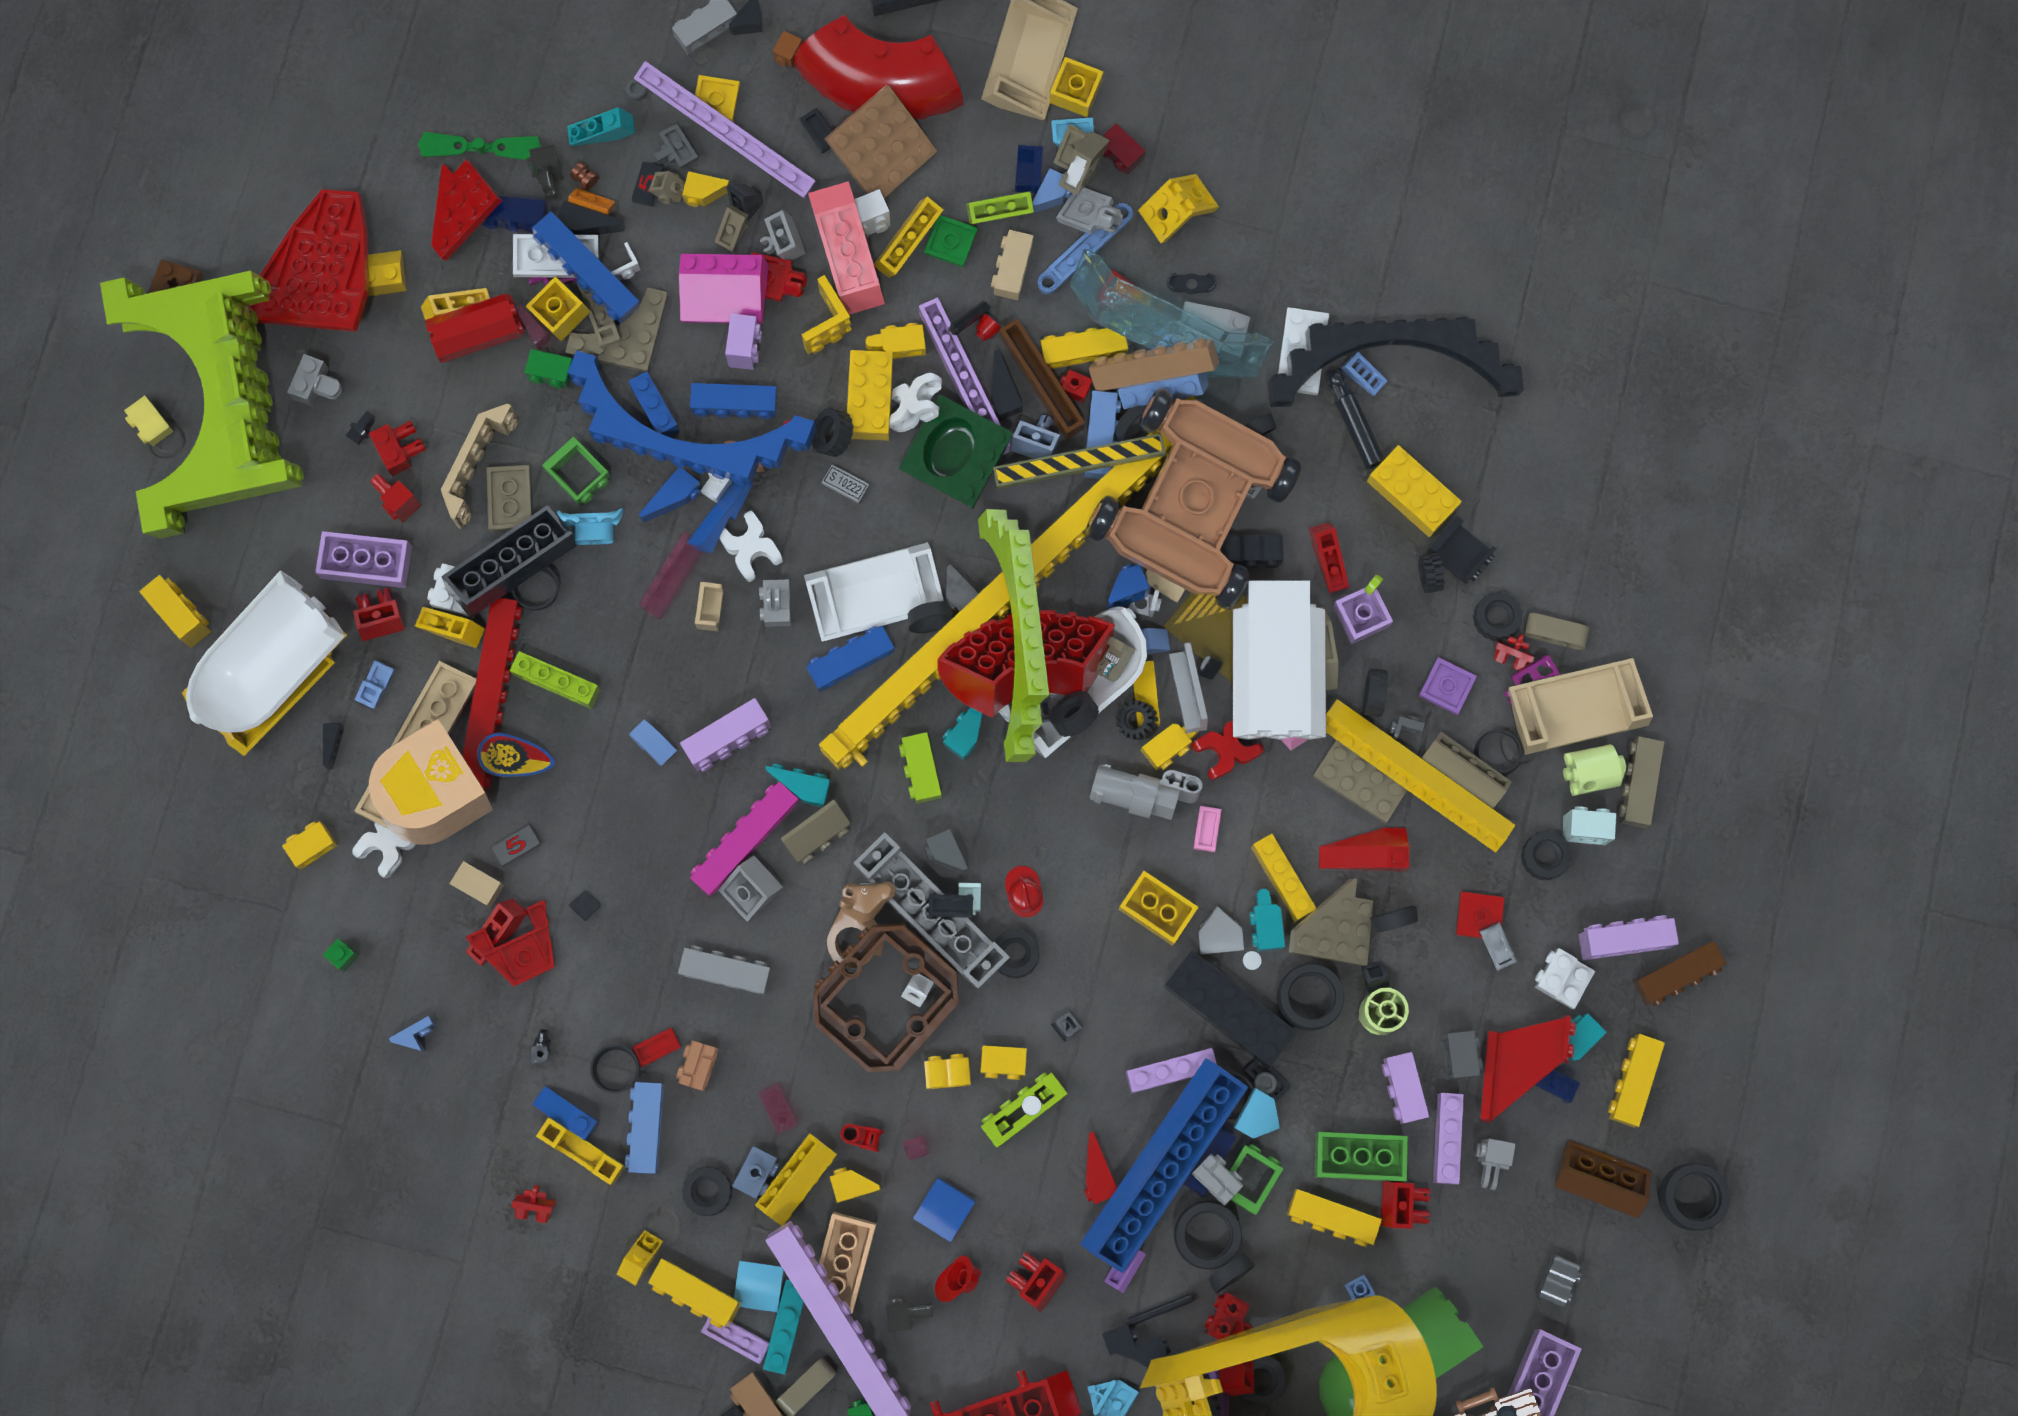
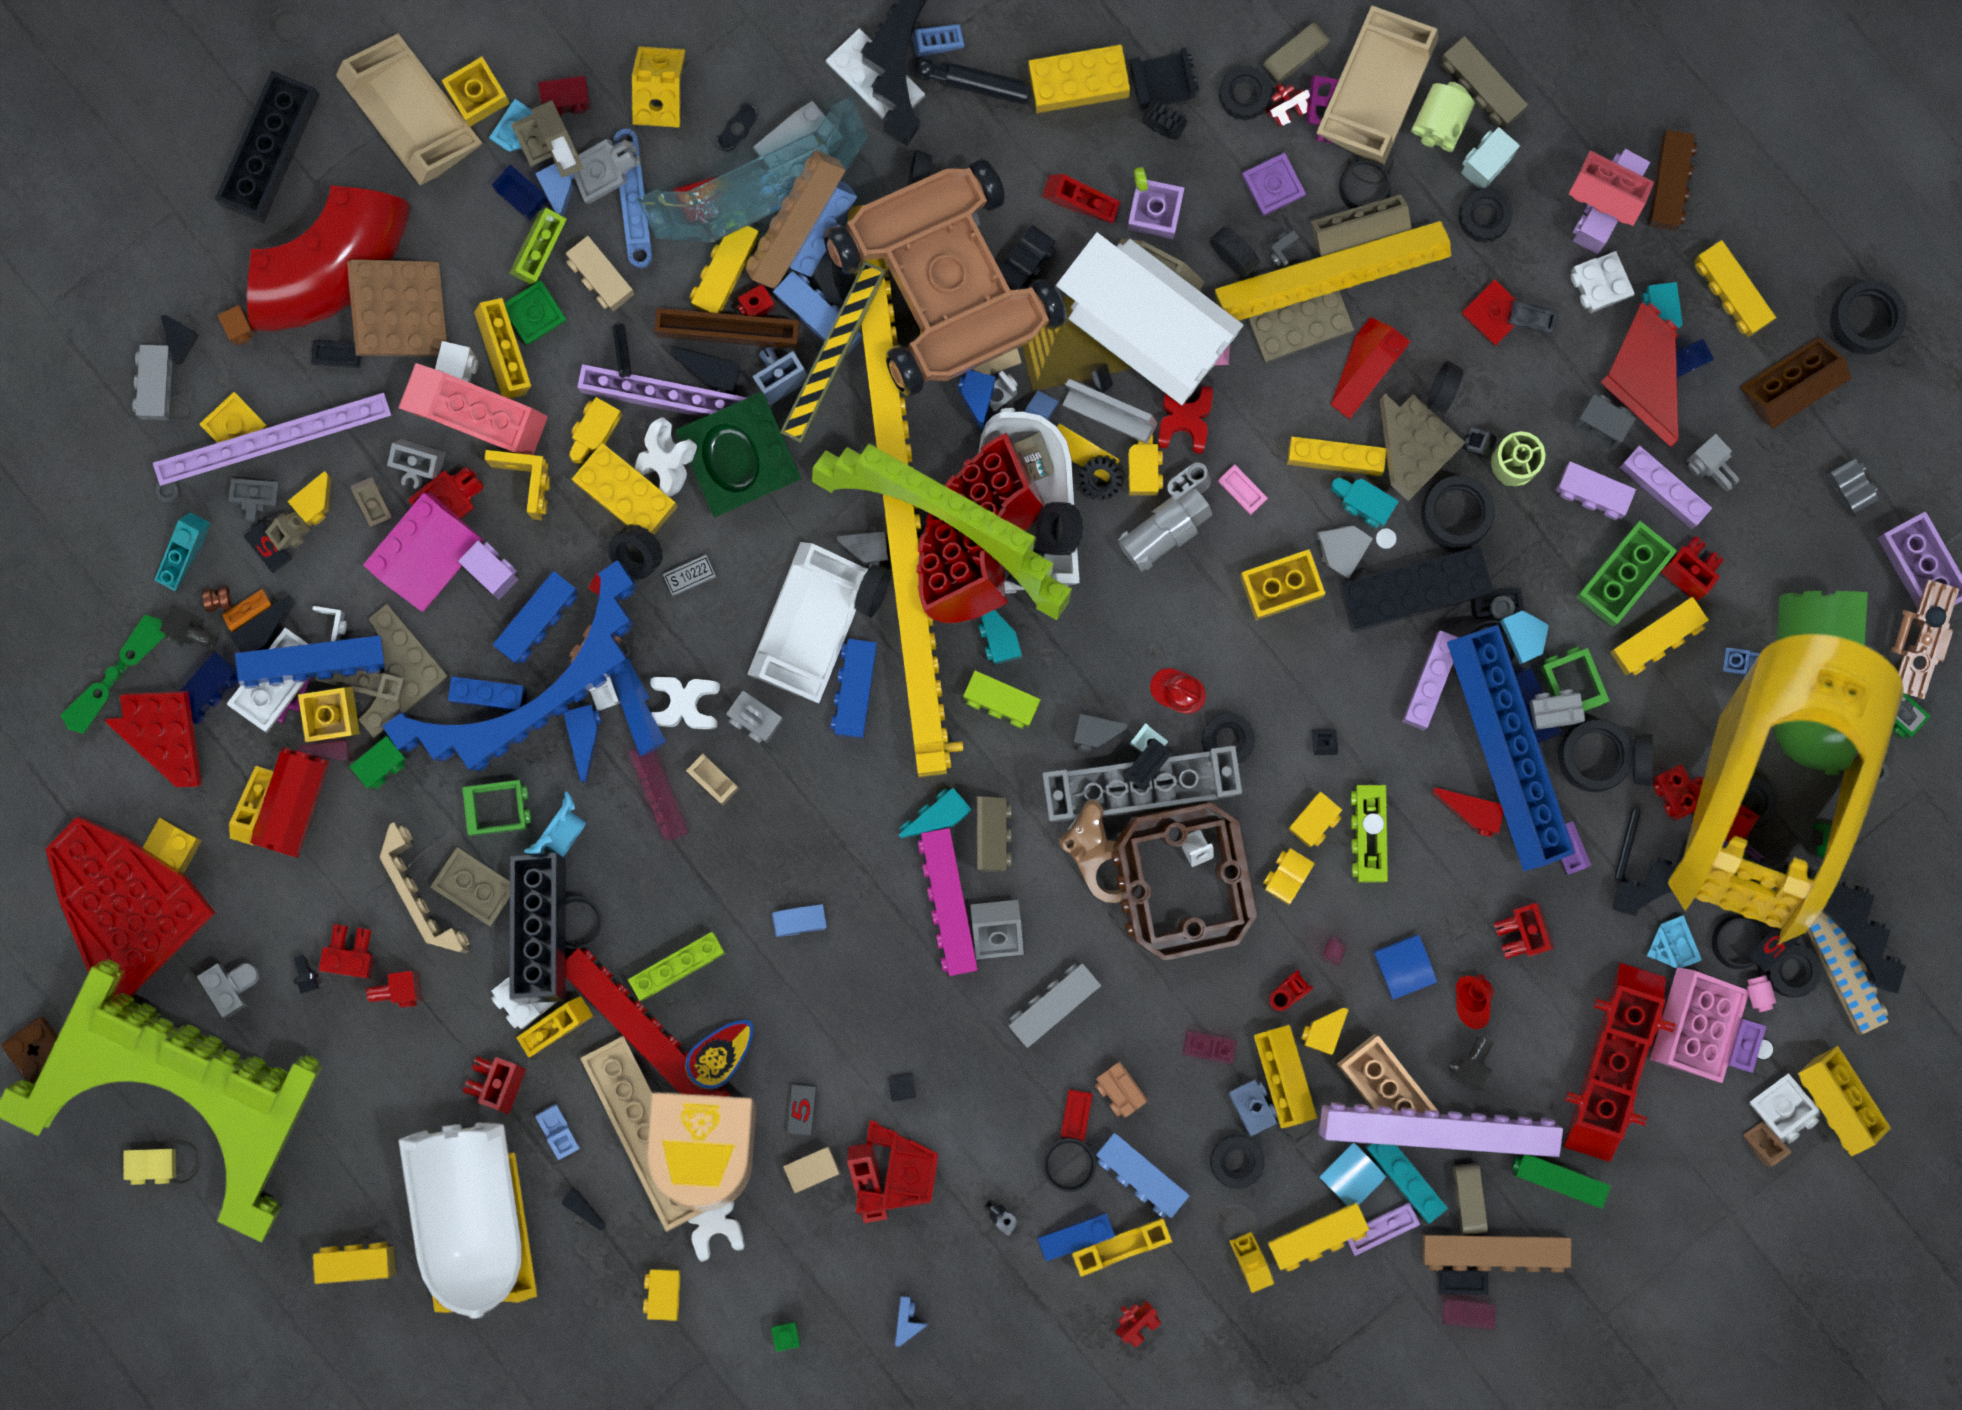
camera: 50 degrees left, 5 degrees up
(363, 559) = (434, 1059): lavender brick -> none
(726, 735) = (843, 850): lavender brick -> none
(745, 198) = (353, 468): black slope -> none
(987, 328) = (641, 341): red hat -> none
(1635, 928) = (1611, 188): none -> coral slope

